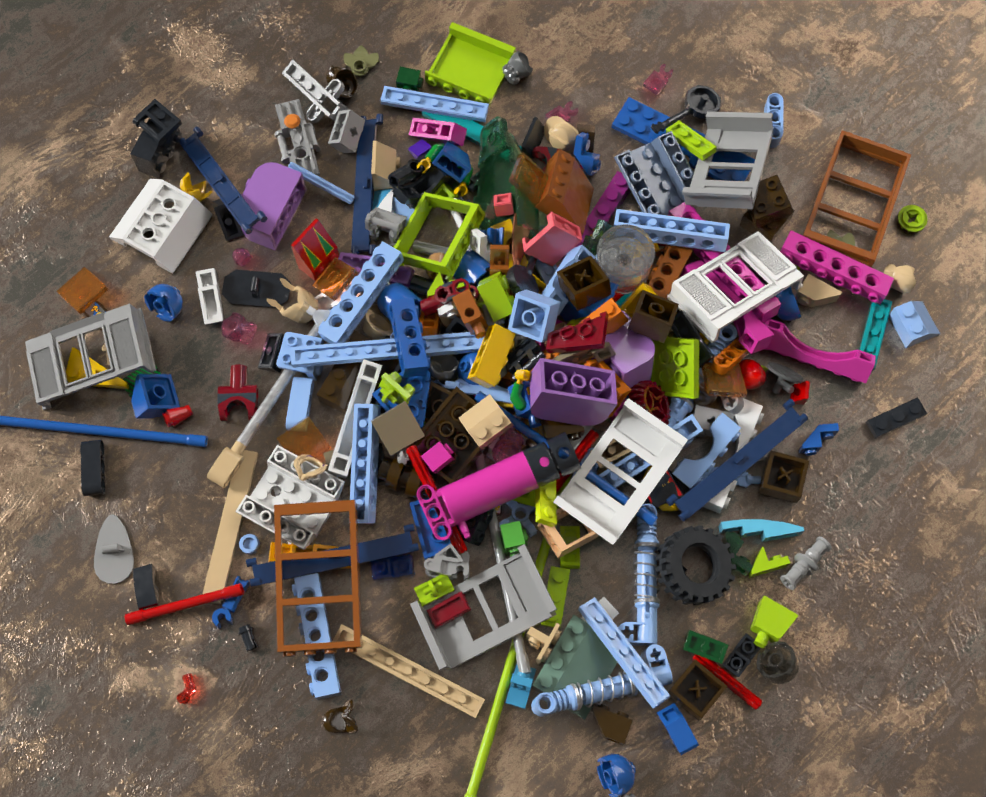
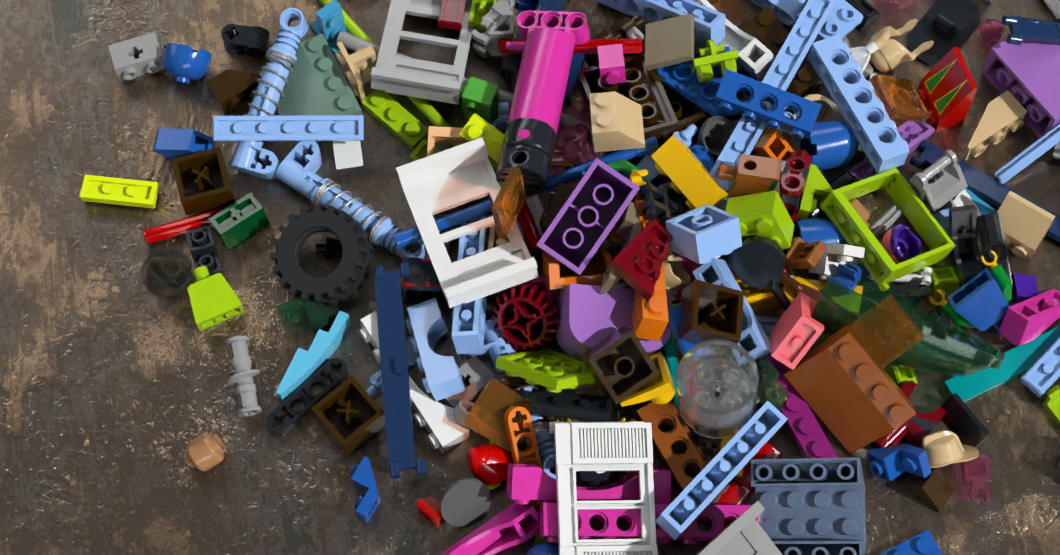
camera: 125 degrees right, 5 degrees down
(304, 214) = (999, 118): none -> tan slope
(444, 225) = (901, 244): none -> dark purple hair
(567, 741) = (246, 41): none -> black piece
(594, 446) = (508, 202): none -> clear orange tile
(741, 748) = (119, 191): none -> neon yellow plate
(763, 565) = (273, 333): lime slope -> none
(787, 512) = (303, 393): none -> black beam
(869, 551) = (205, 451): none -> medium nougat head

